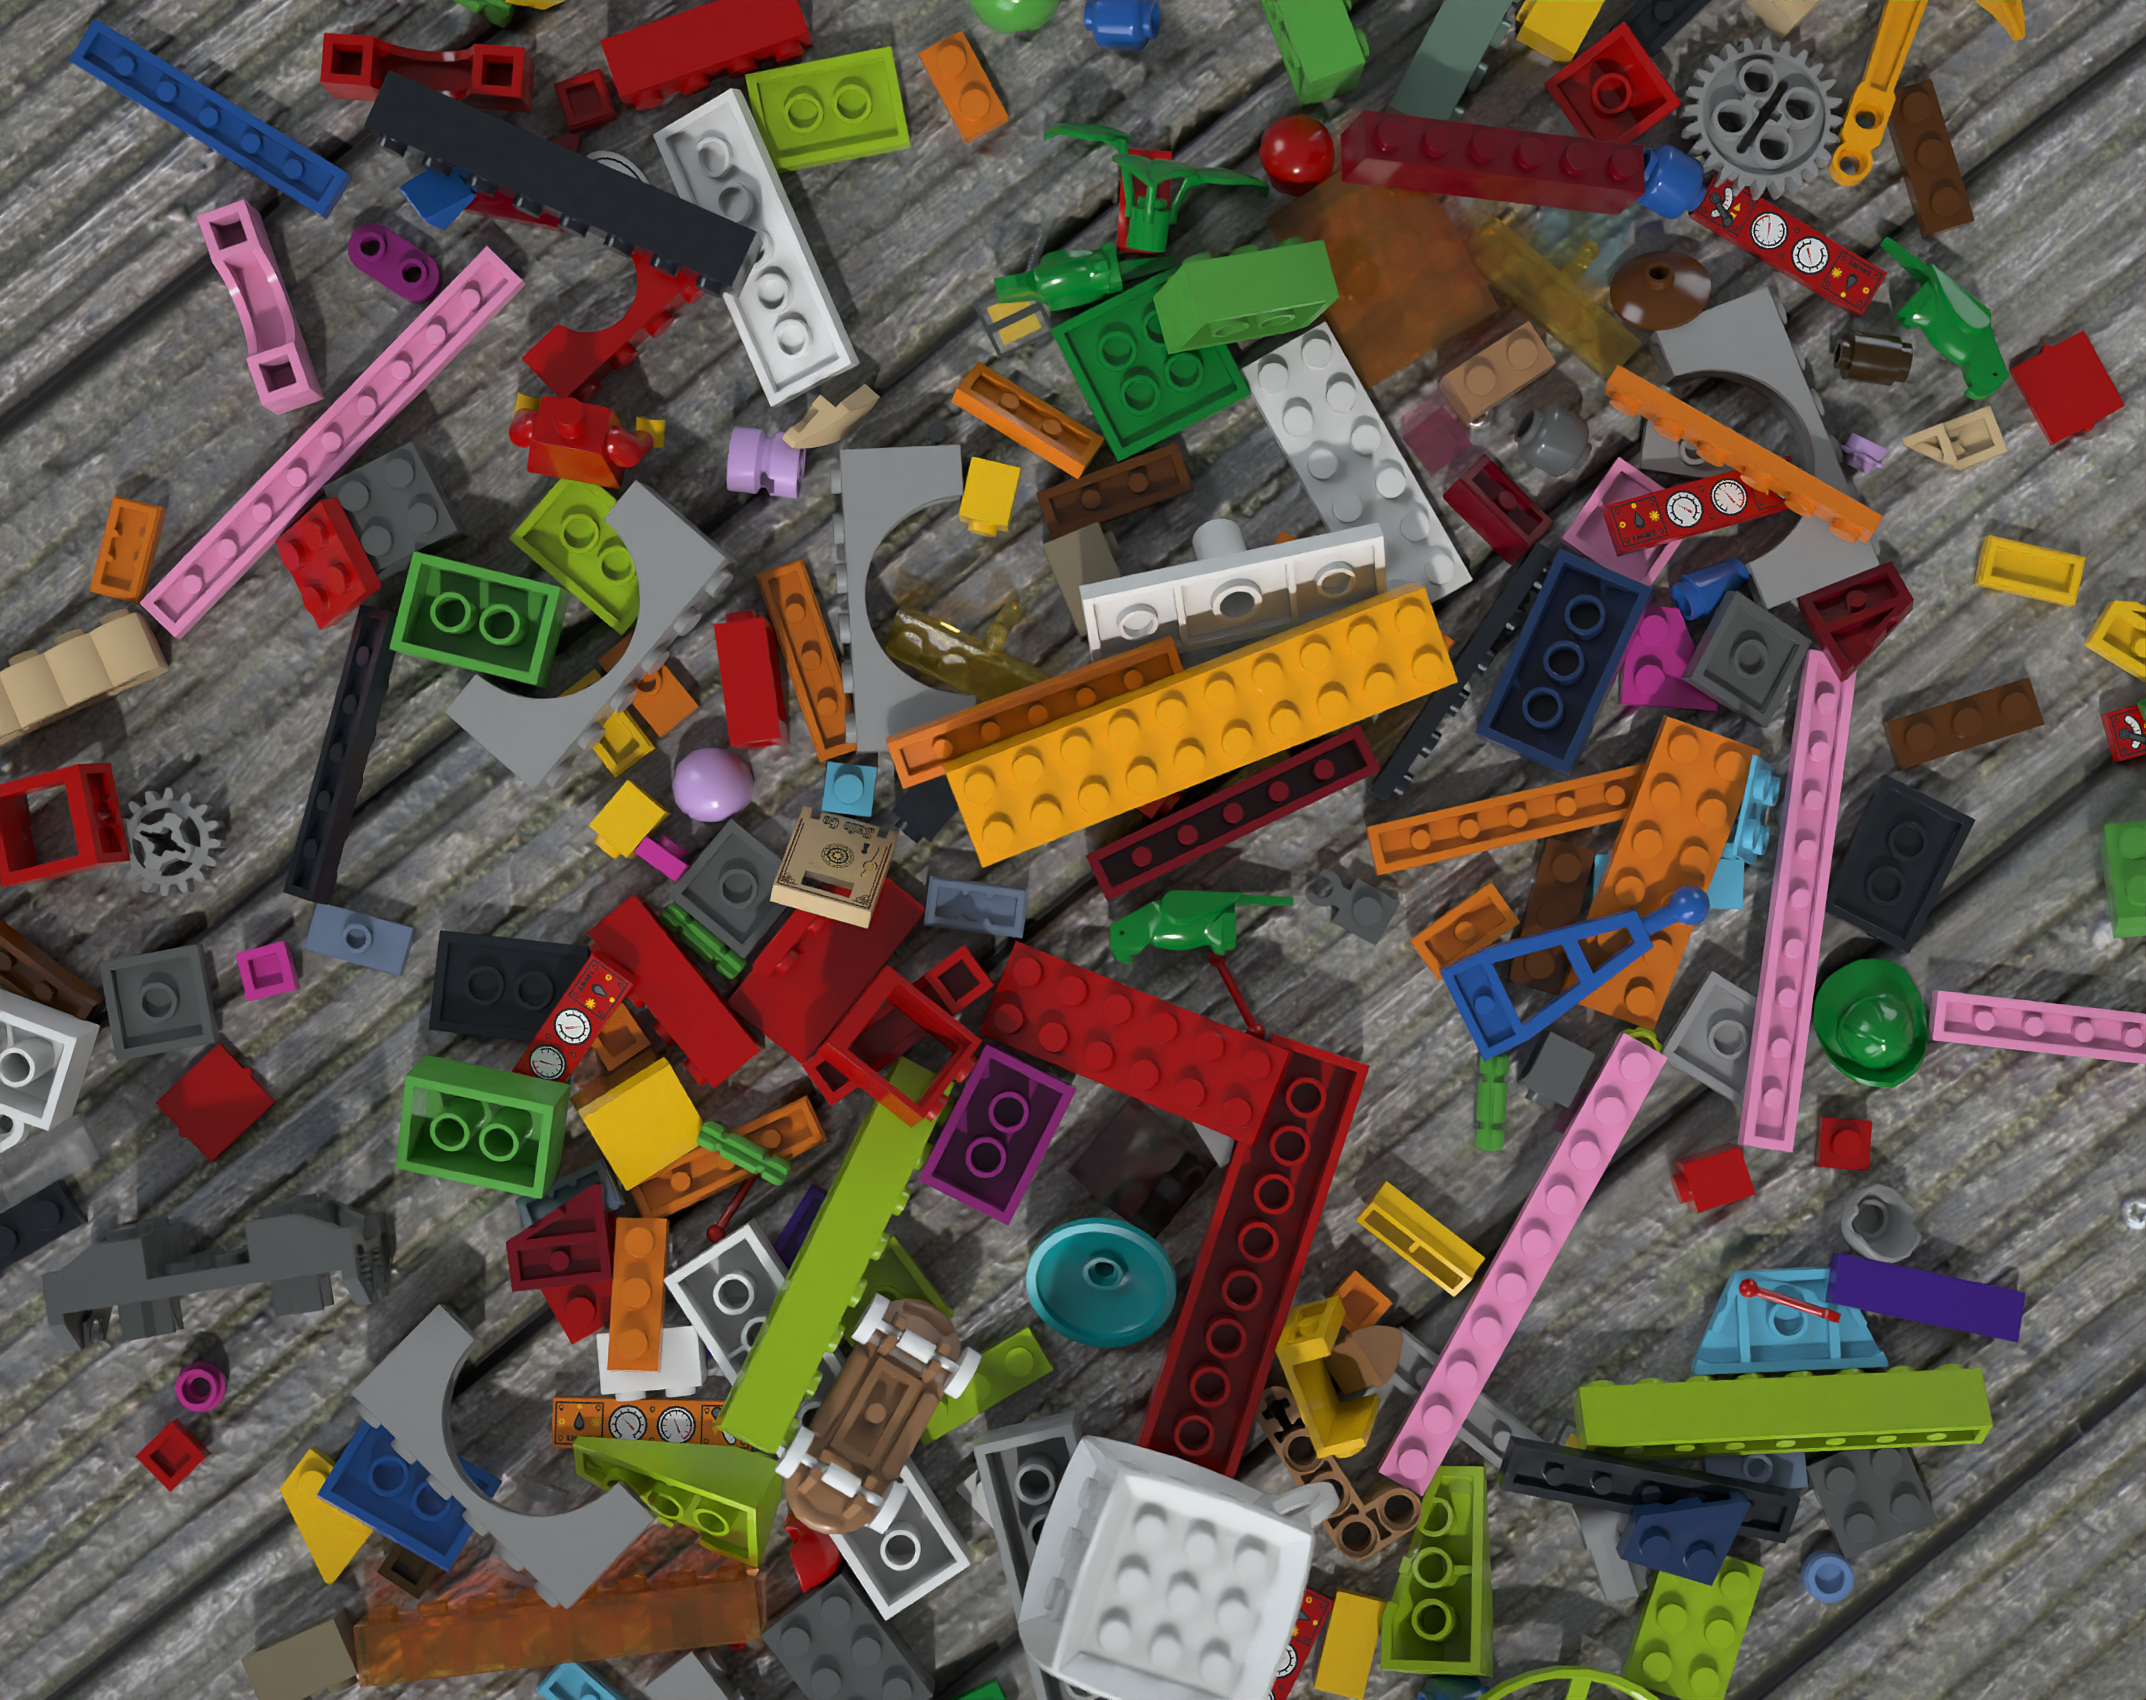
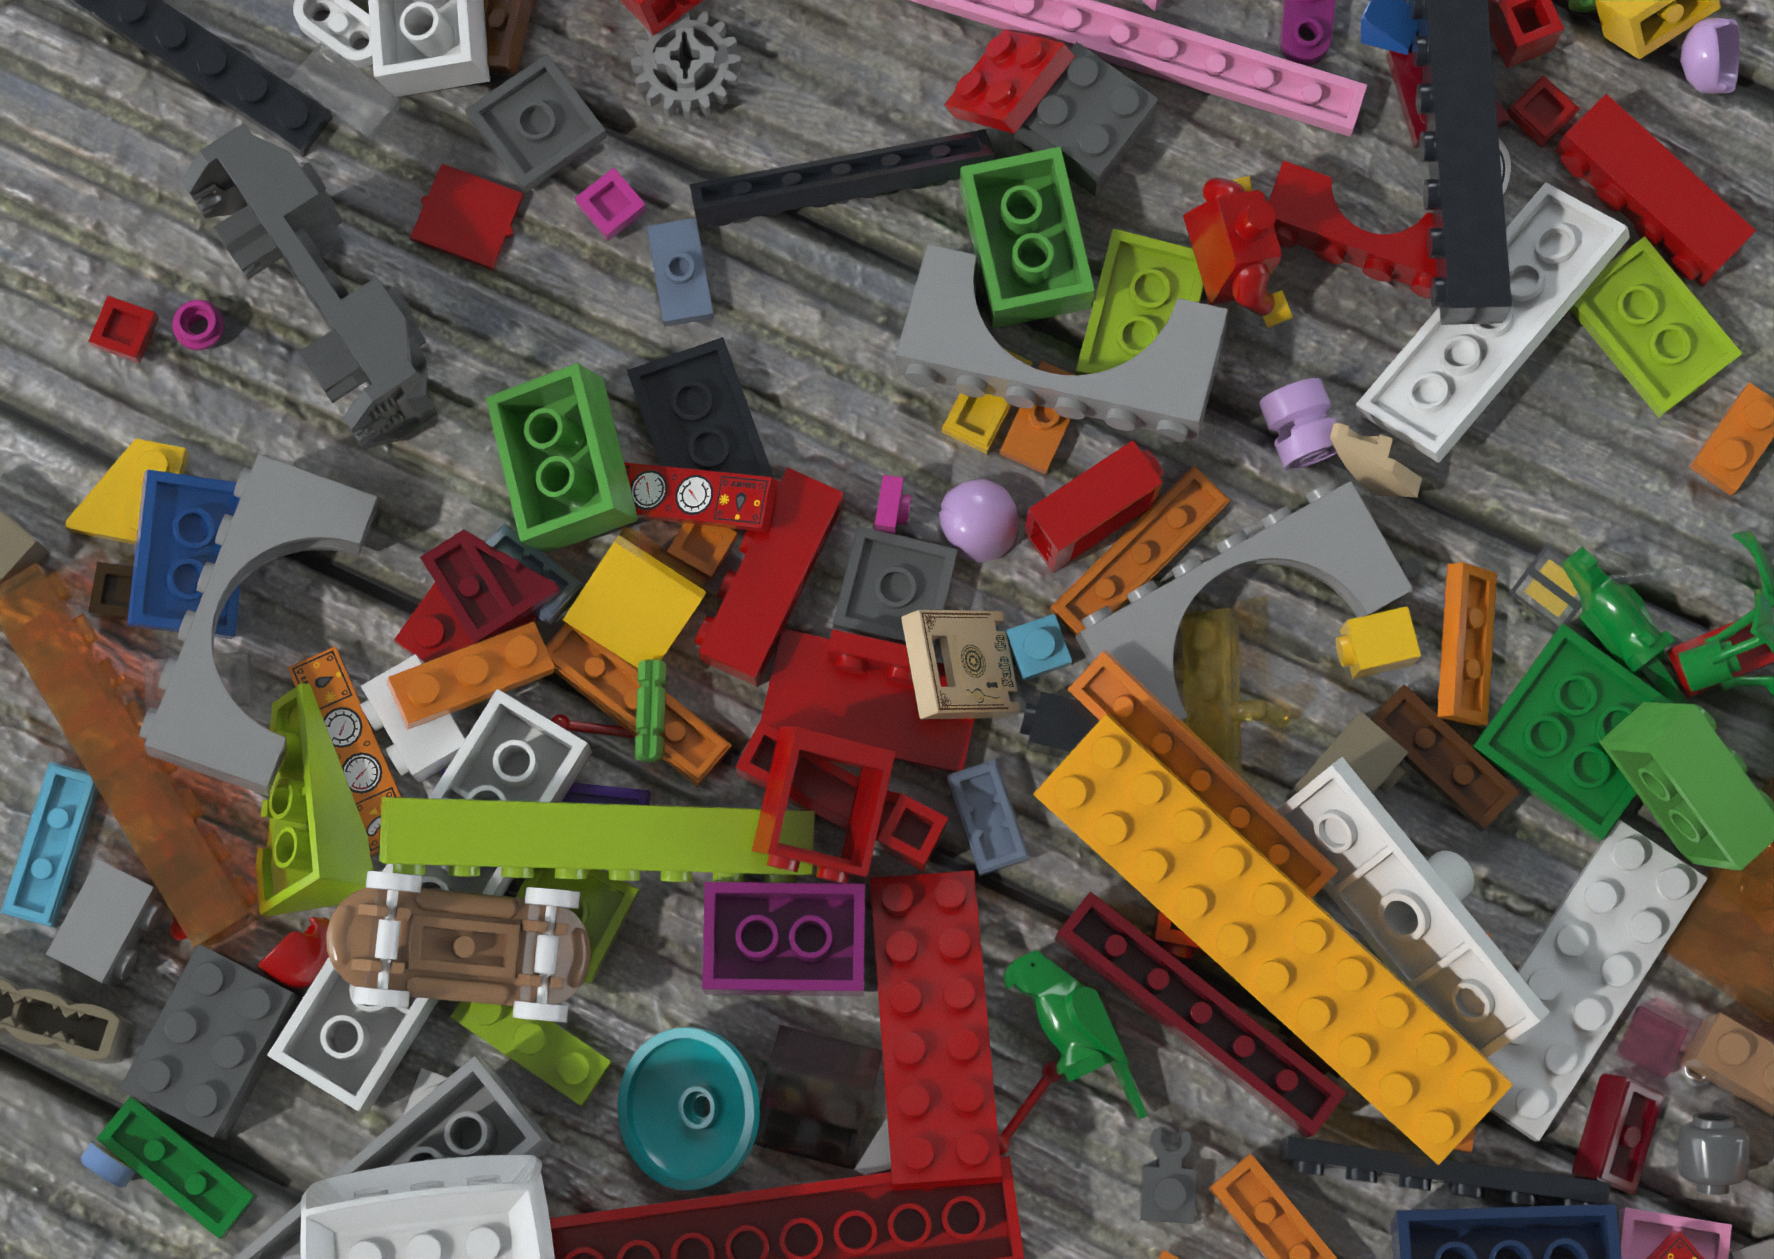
camera: 60 degrees right, 10 degrees down
(628, 820) = (909, 455): yellow brick -> none
(702, 941) = (829, 580): bright green axle -> none

